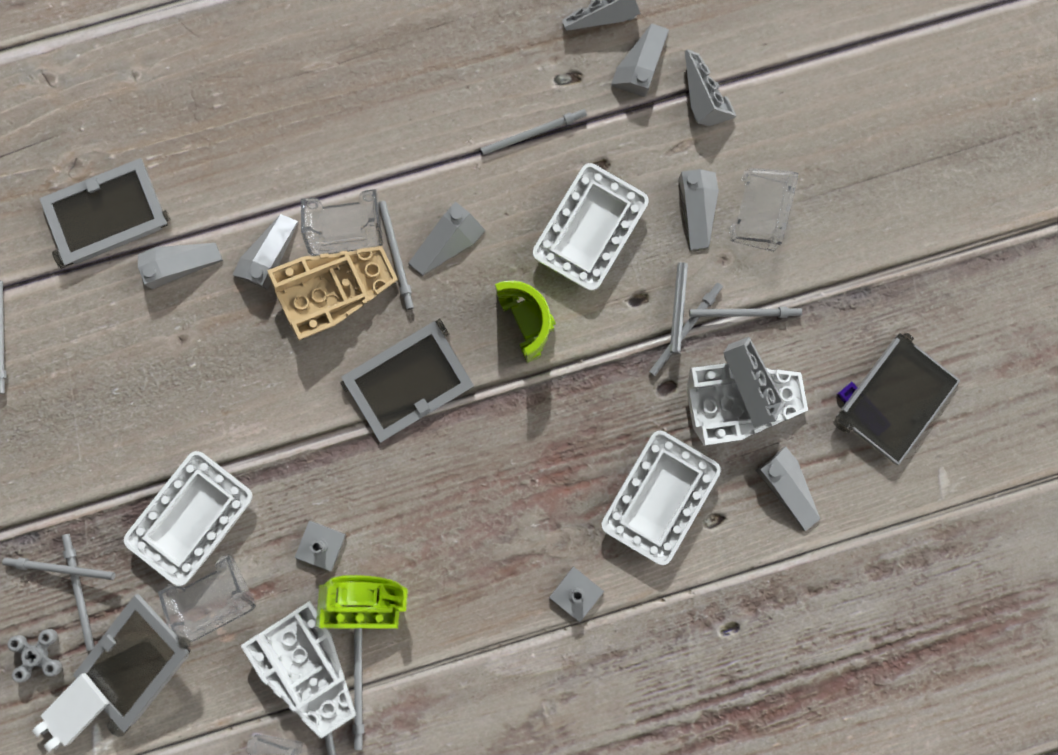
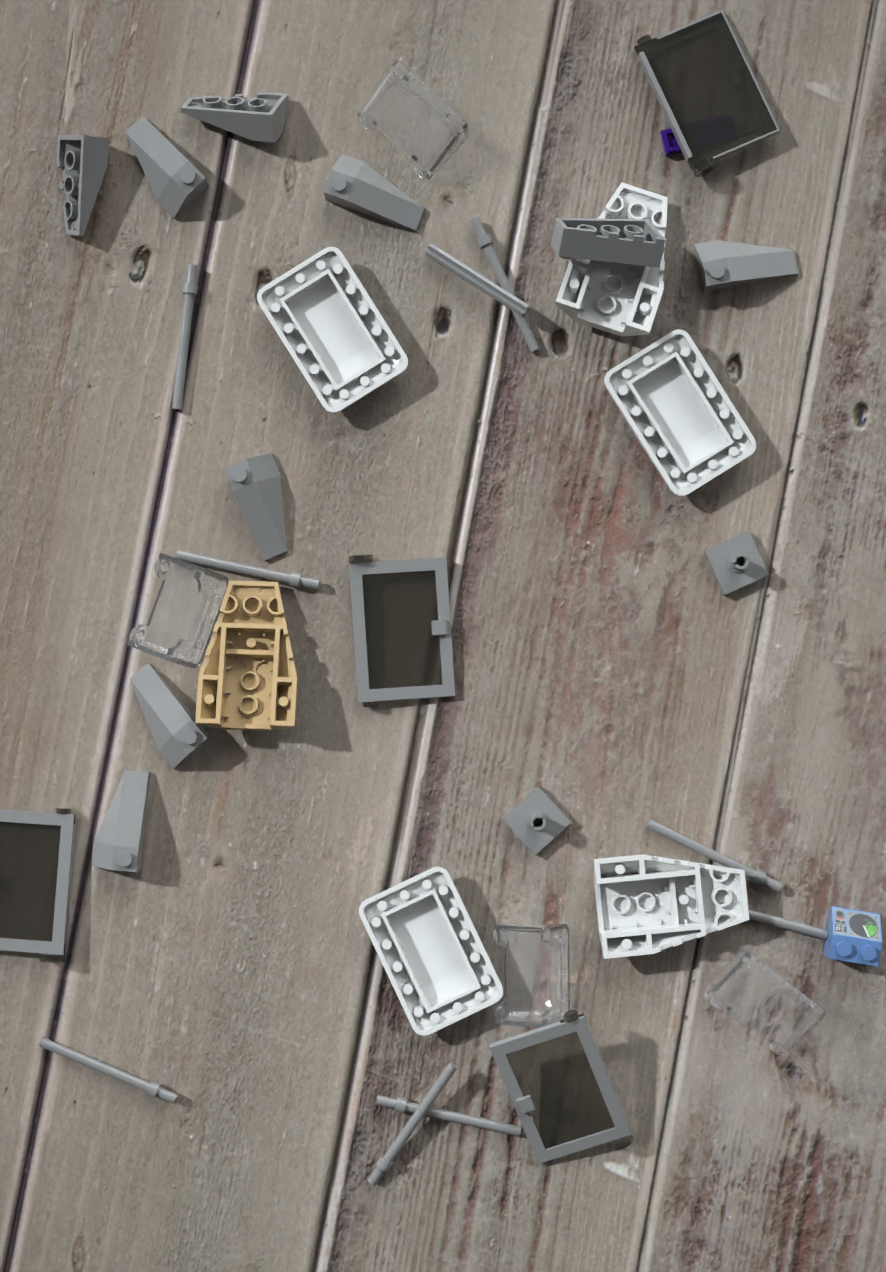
camera: 55 degrees left, 5 degrees up
(28, 658) = (500, 1203): light grey gear -> none
(71, 712) = (579, 1182): white tile -> none
(360, 591) = (612, 797): lime piece -> none
(530, 314) = (401, 450): lime piece -> none
(781, 312) = (541, 168): light grey bar -> none

